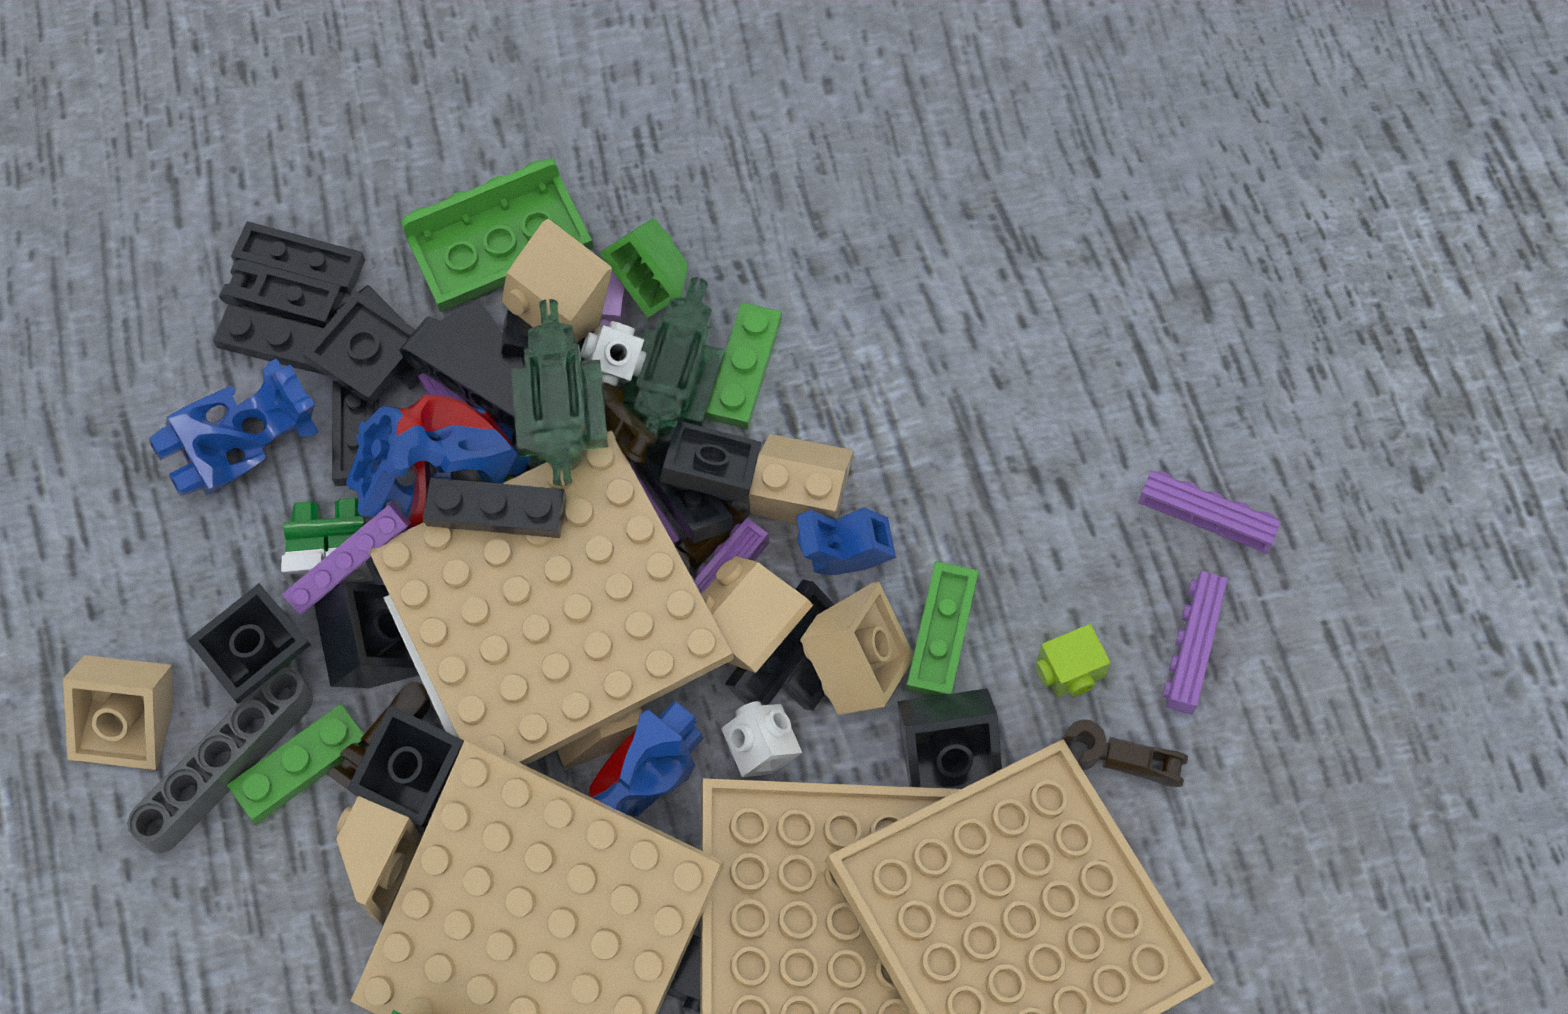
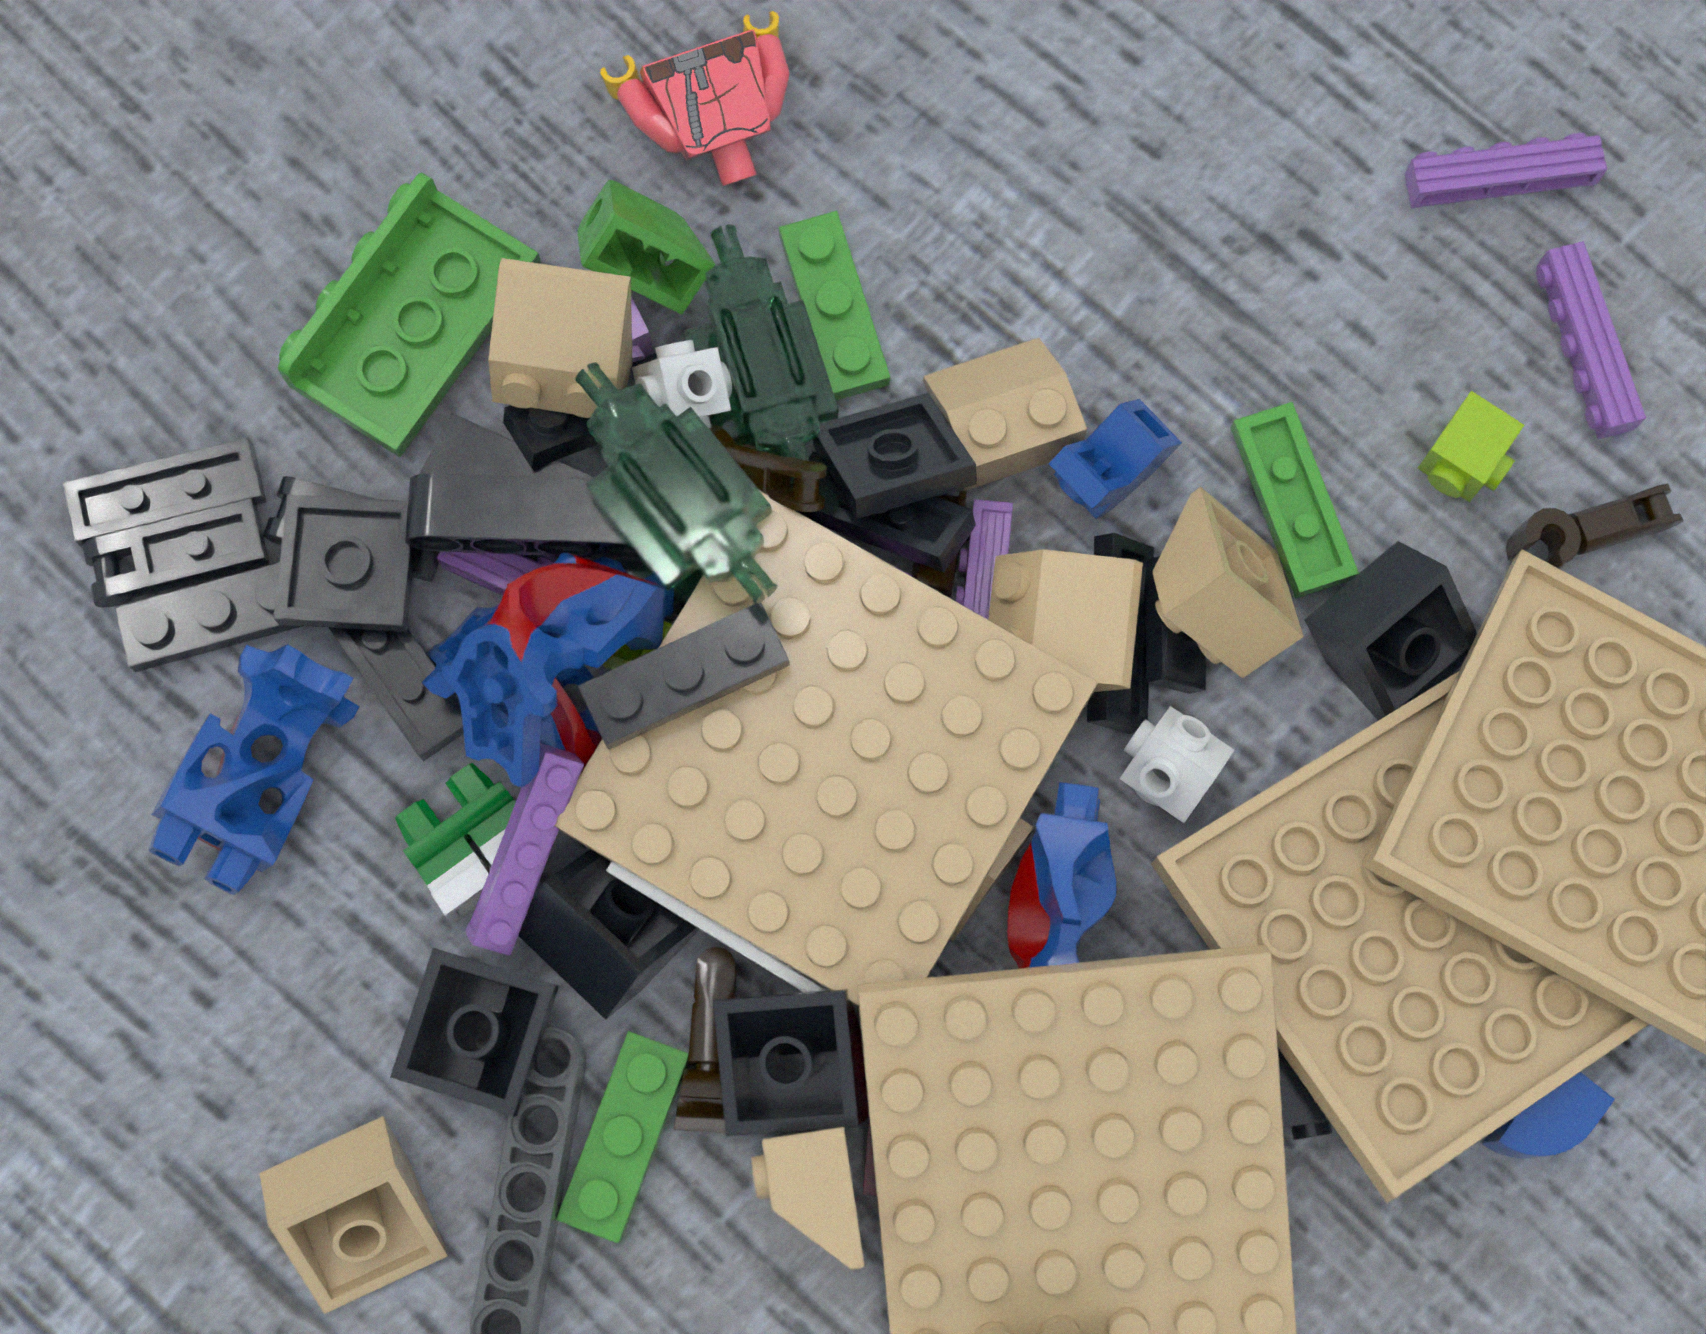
camera: 35 degrees left, 10 degrees up
(750, 207) = (709, 97): none -> coral torso

